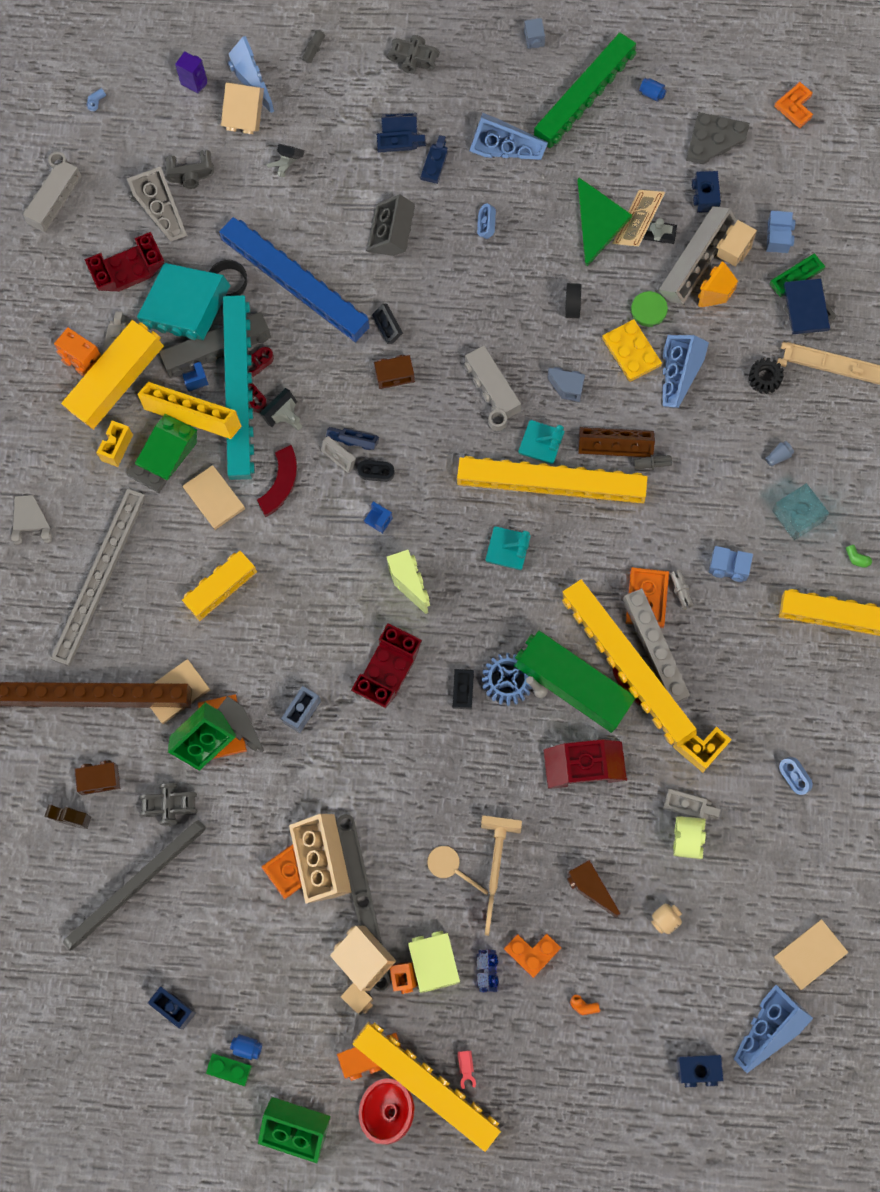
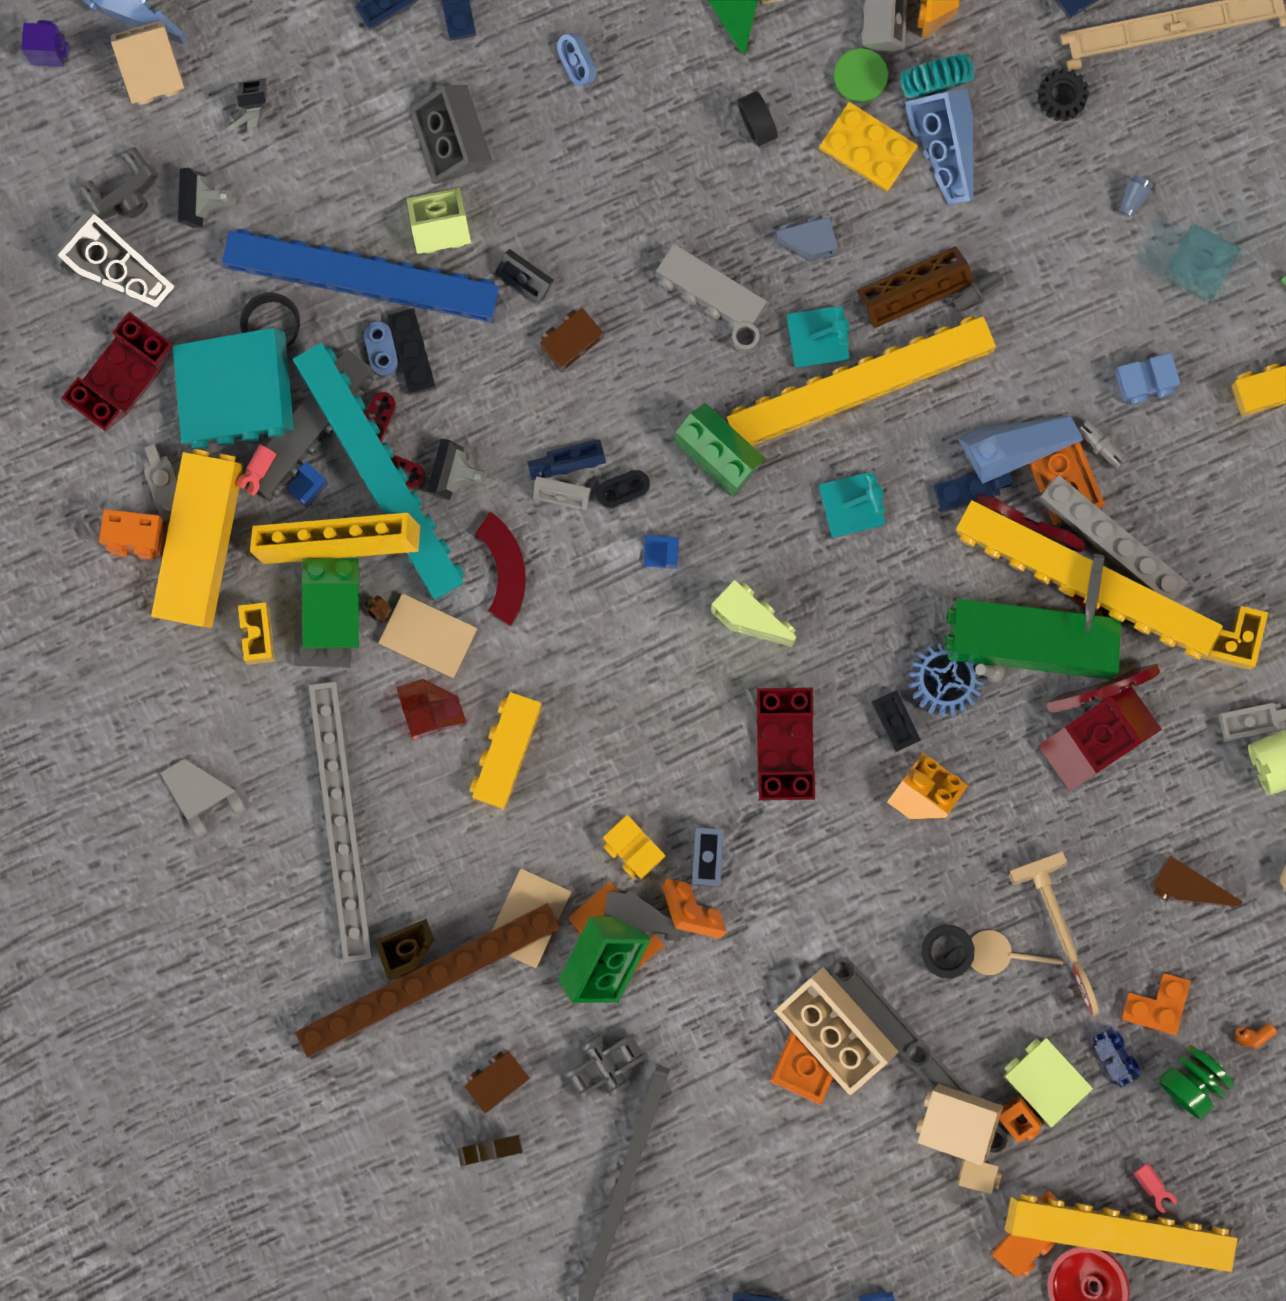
camera: 30 degrees left, 10 degrees up
(87, 668) = (404, 949): none -> dark brown slope
(168, 350) = (256, 469): none -> coral bar
(188, 539) = (429, 708): none -> clear red slope
(193, 466) = (377, 608): none -> reddish brown plate
(228, 192) = (198, 198): none -> piece
(261, 681) = (633, 848): none -> yellow brick
(269, 737) = (689, 915): none -> orange plate
(282, 323) = (381, 348): none -> medium blue plate
(299, 335) = (411, 351): none -> black plate
(355, 270) = (438, 221): none -> yellowish green slope
(402, 844) = (955, 931): none -> black tyre
(444, 472) = (718, 448): none -> green slope
(458, 739) = (927, 791): none -> light orange slope
(528, 1013) = (1196, 1082): none -> green wheel
(591, 576) = (961, 491): none -> dark blue hinge
(602, 734) = (1103, 690): none -> dark red tile
(623, 561) = (1011, 446): none -> medium blue wedge
(625, 627) = (1051, 532): none -> dark red tile
(627, 665) = (1094, 588): none -> dark grey piece
(694, 323) = (937, 75): none -> teal gear

